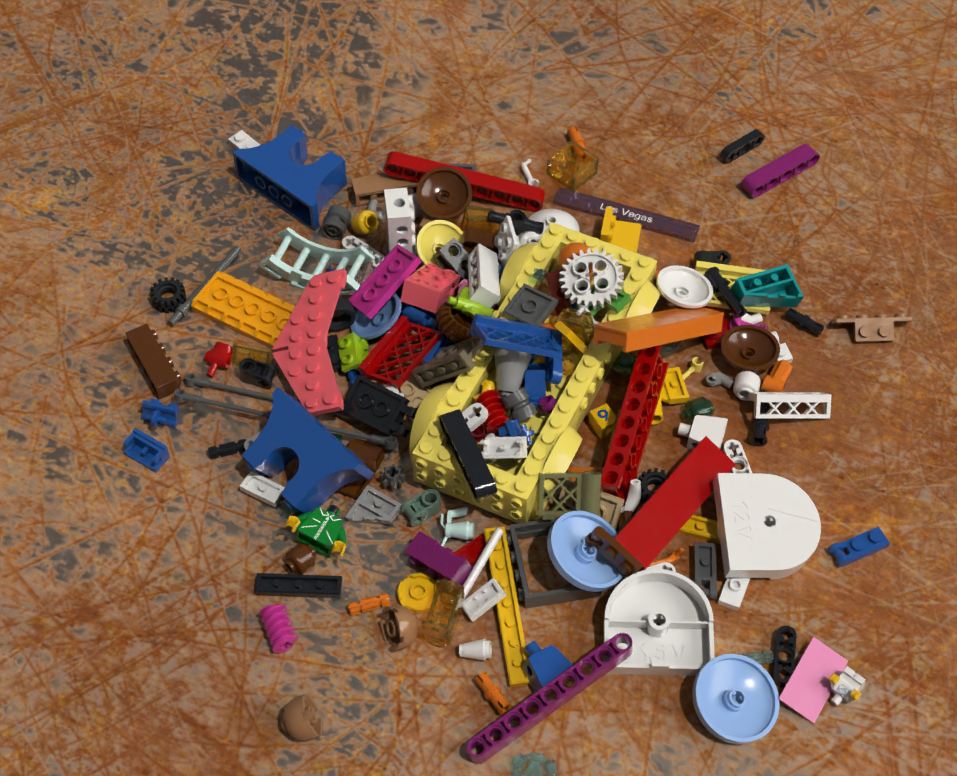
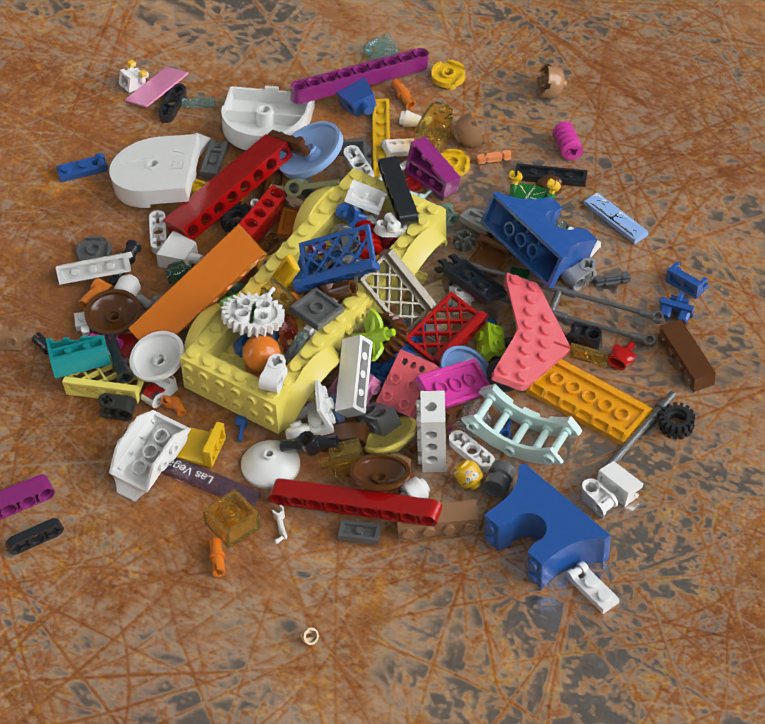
camera: 170 degrees left, 5 degrees down
(222, 529) = (616, 218): none -> light blue tile
(226, 229) = (619, 482): none -> white hinge
(245, 217) = (599, 498): none -> white piece
(372, 206) = (457, 492): light grey arm -> none
(438, 745) = (440, 77): none -> yellow plate
(465, 407) = (392, 223): none -> white arm
(485, 91) = (312, 639): none -> tan hinge
(526, 541) = (359, 158): none -> white beam
(556, 234) = (273, 374): none -> white piece
(659, 209) = (145, 452): none -> white slope
(735, 699) = (220, 70): light blue dish -> none
(802, 439) = (93, 248): none -> dark grey tile

